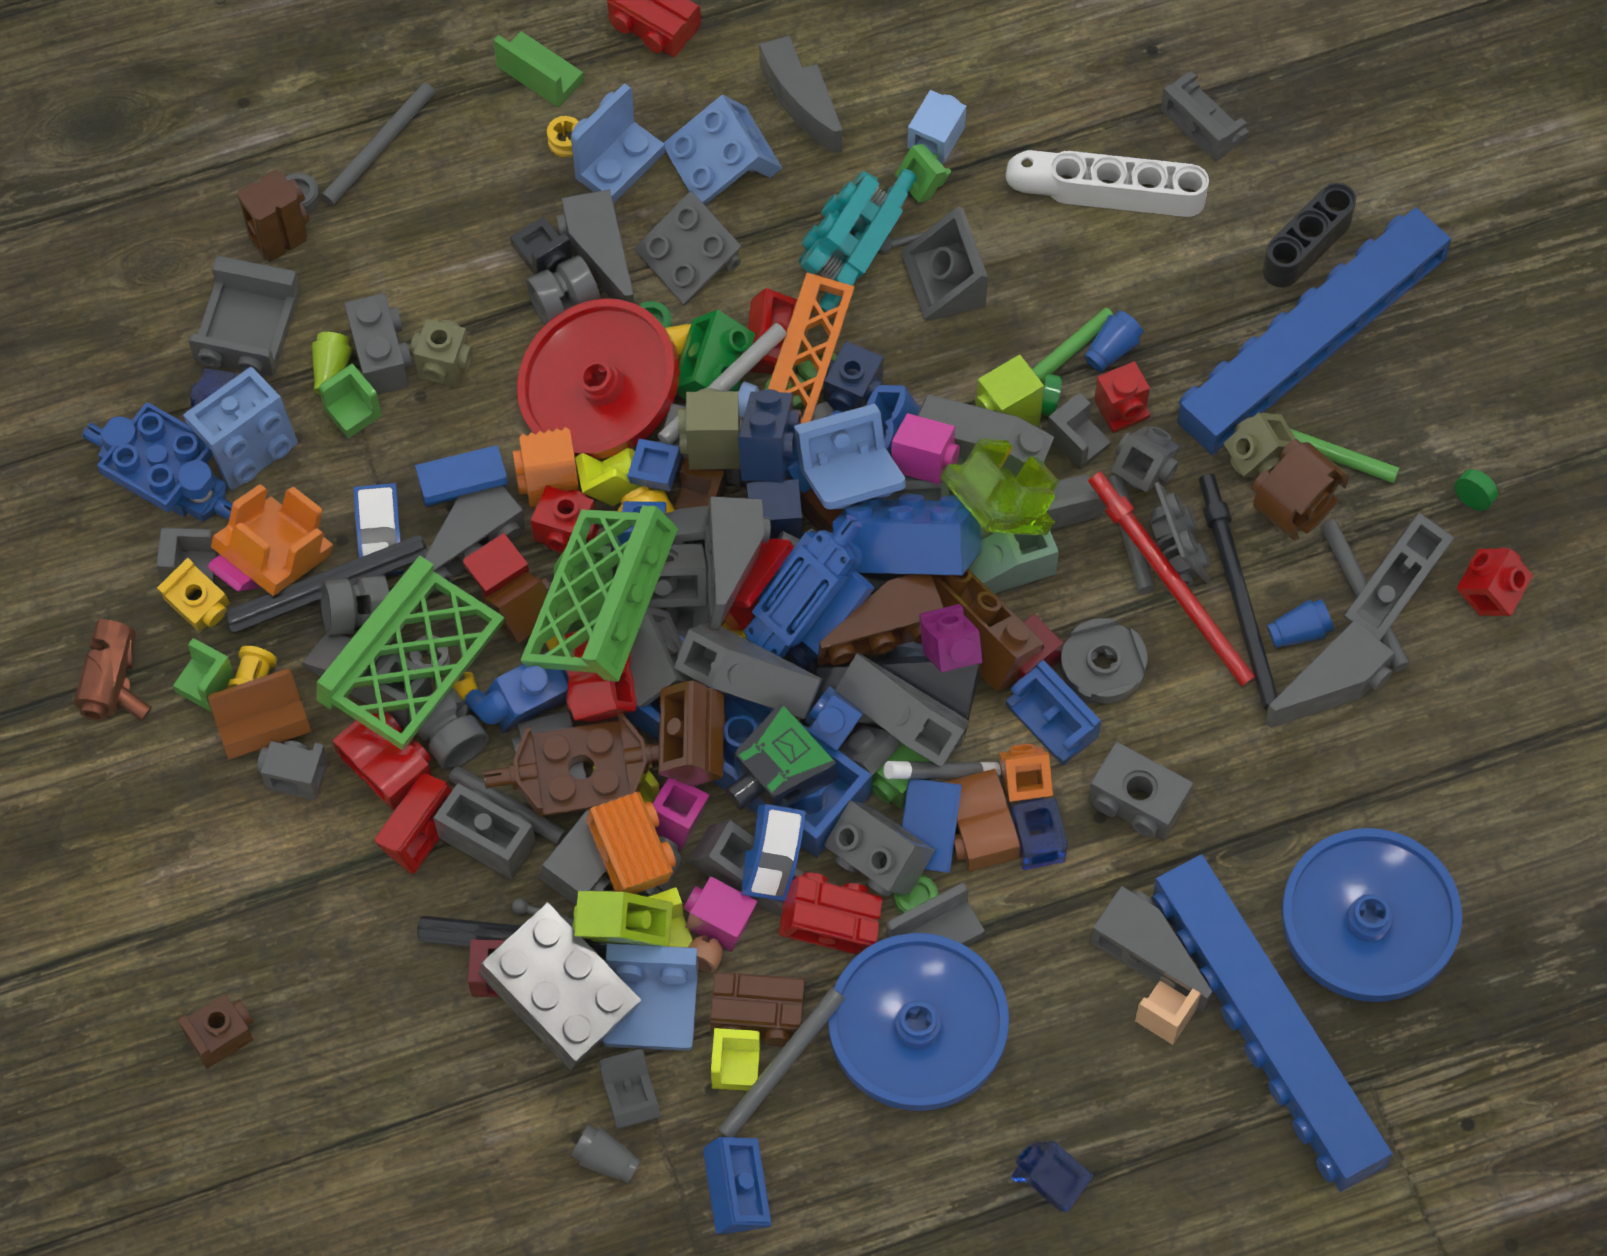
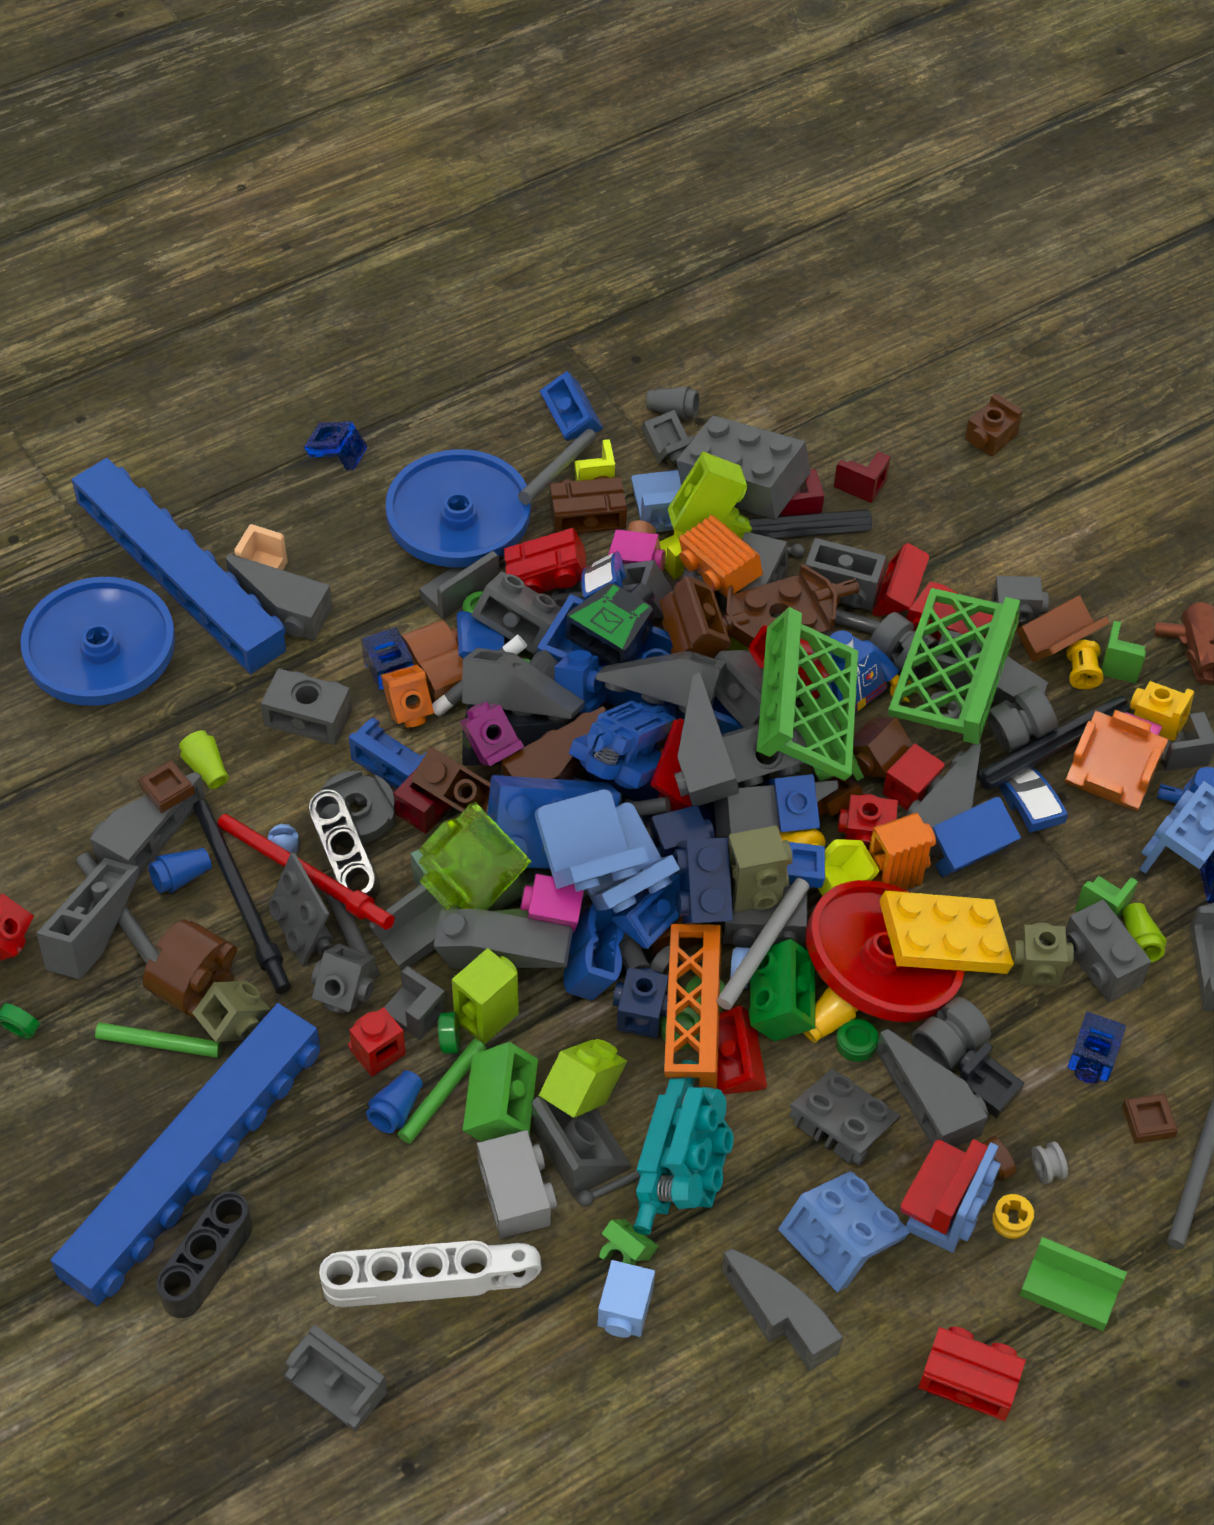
camera: 165 degrees right, 10 degrees down
(401, 197) = (1150, 1118): none -> reddish brown tile
(406, 990) = (862, 480): none -> dark red panel
(414, 256) = (1096, 1048): none -> clear blue brick
(514, 168) = (1049, 1162): none -> light grey bush
(529, 389) = (945, 932): none -> yellow plate
(561, 179) = (1002, 1156): none -> reddish brown tile
(621, 150) = (942, 1184): none -> red panel
(881, 447) = (586, 841): none -> medium blue bracket
(932, 300) = (583, 1077): none -> lime brick
(1013, 313) = (500, 1092): none -> bright green brick
(1016, 234) = (515, 1185): none -> light grey brick
(1124, 594) = (334, 831): none -> beam
(1186, 650) = (285, 836): none -> light blue hinge
(1262, 753) = (203, 757): none -> lime cone
(1307, 690) = (166, 786): none -> reddish brown tile

